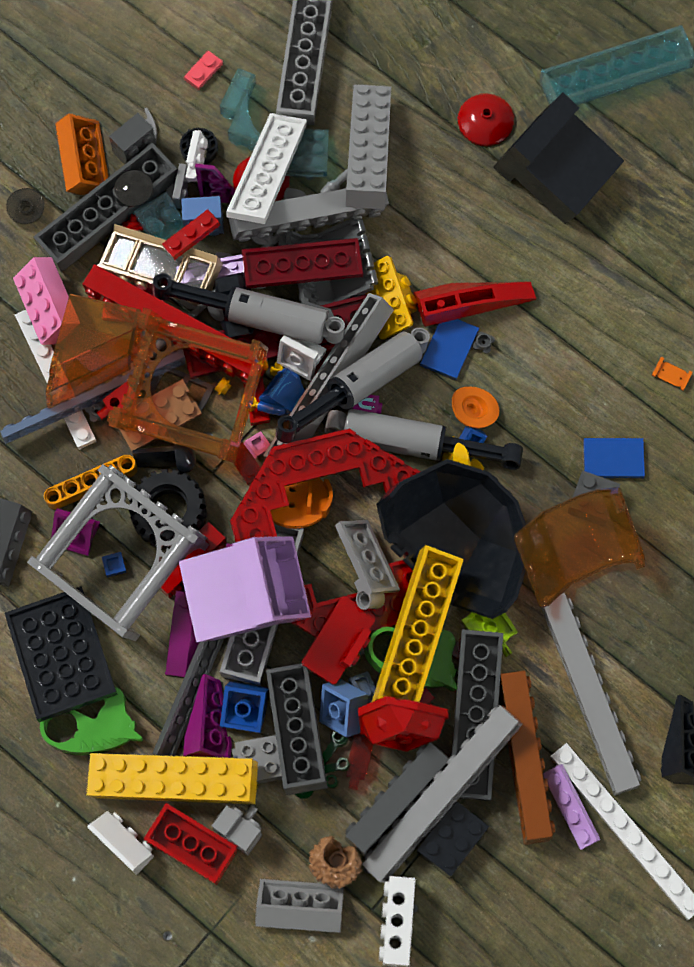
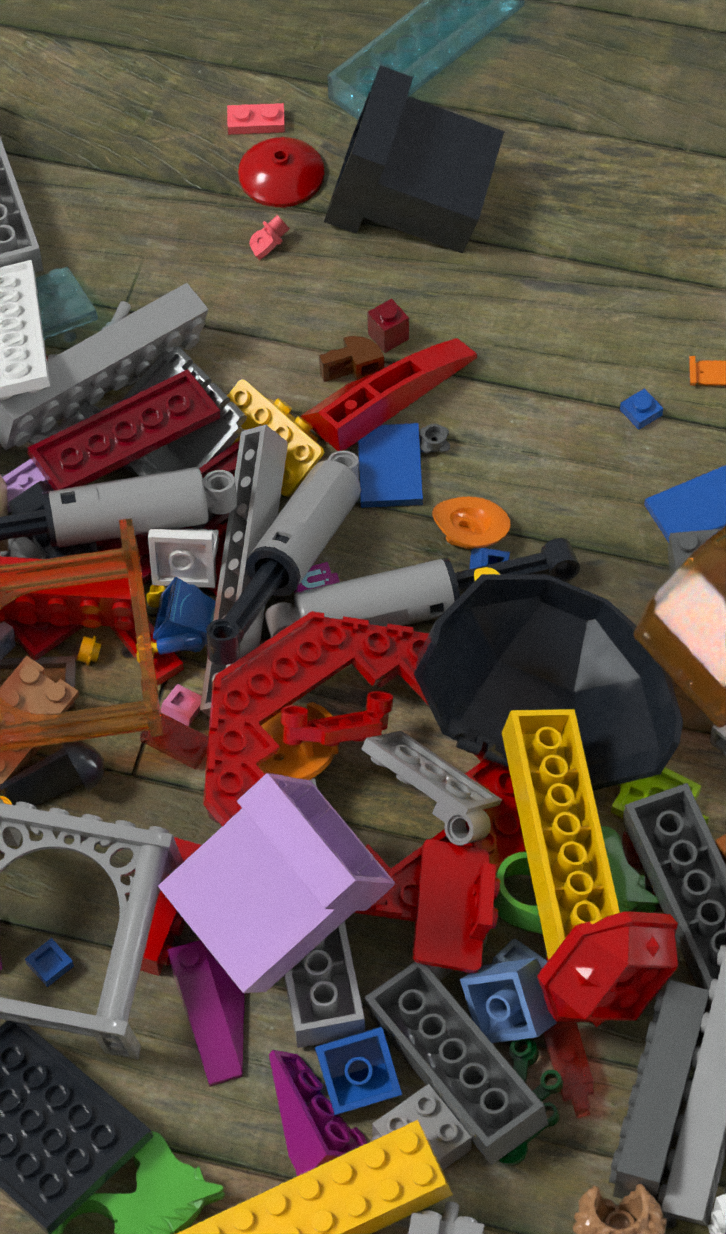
camera: 25 degrees left, 15 degrees down
(170, 483) = (85, 882): black tyre -> none
(182, 707) = (261, 1100): dark grey plate -> none
(330, 508) = (338, 728): none -> red plate
(368, 147) = (142, 251): light grey brick -> none
(454, 163) = (268, 237): none -> coral piece
(466, 269) = (357, 357): none -> reddish brown brick
(488, 76) = (255, 118): none -> coral plate
(493, 256) = (388, 325): none -> dark red brick
(614, 378) = (641, 409): none -> blue plate

